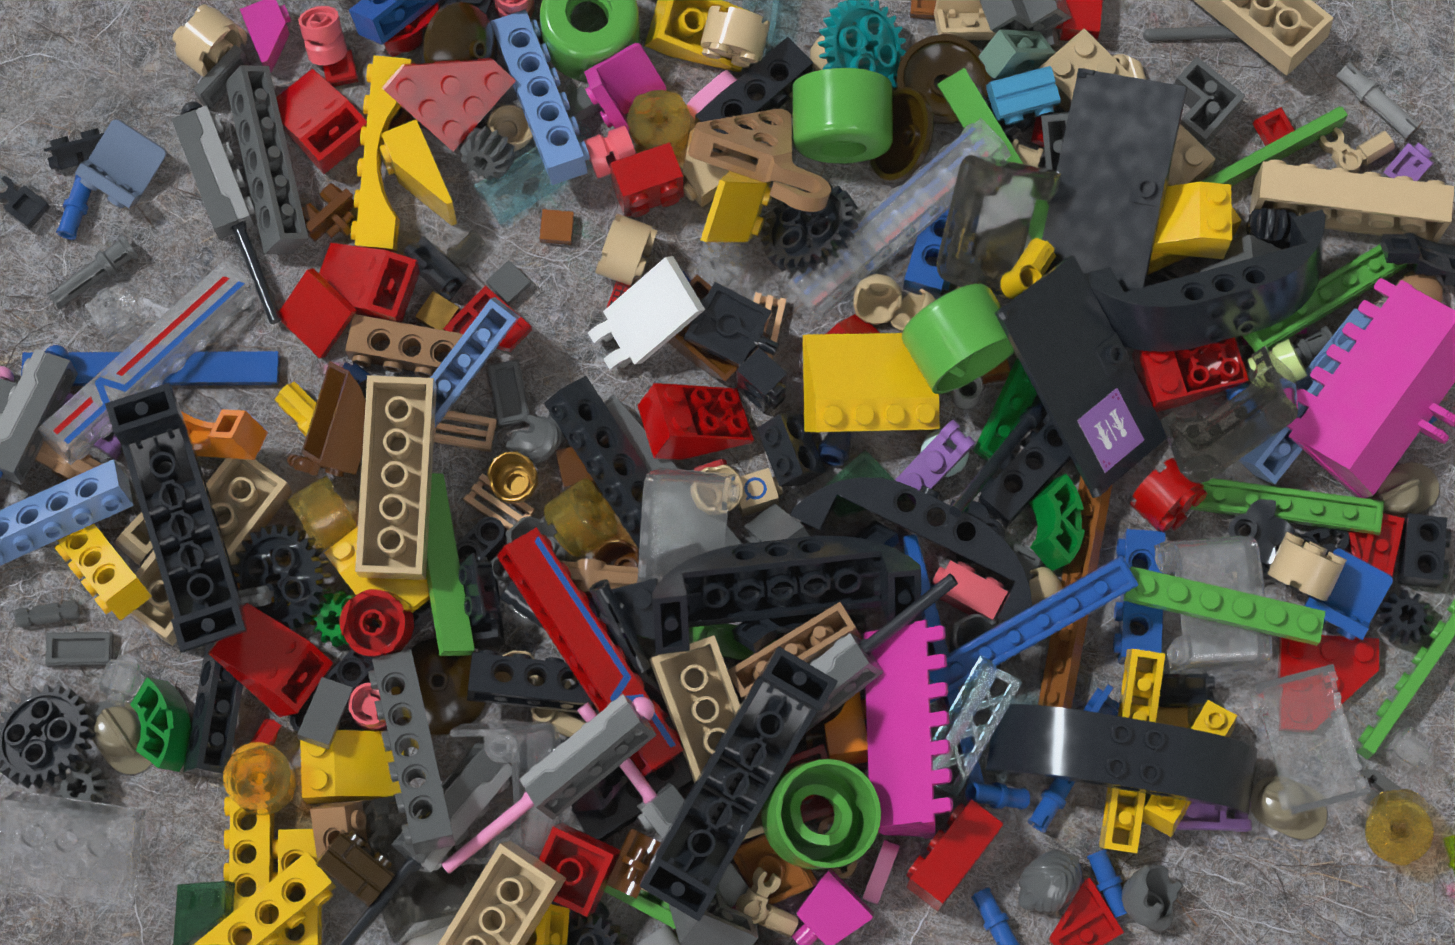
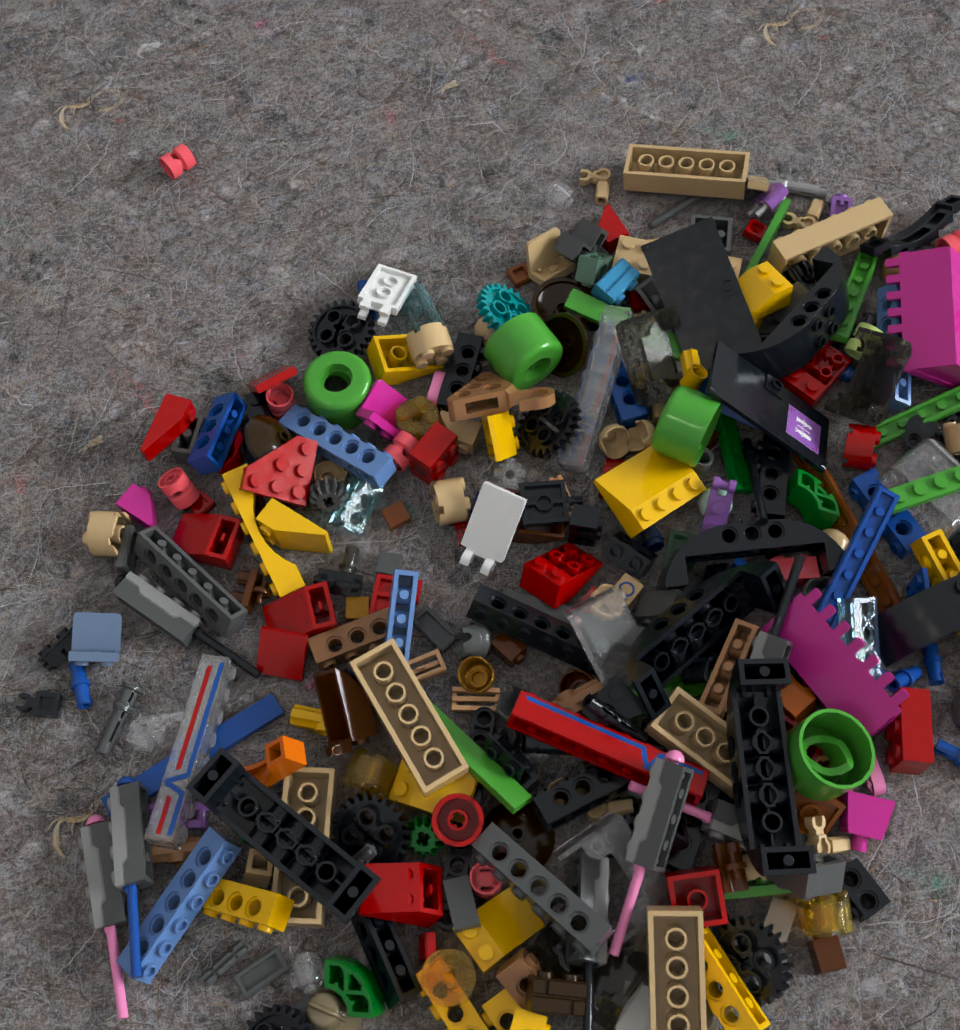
camera: 30 degrees left, 10 degrees down
(581, 518) = (536, 672): clear yellow brick -> none
(1319, 64) = (757, 183): none -> tan tile
(1319, 95) = (768, 200): none -> medium lavender piece

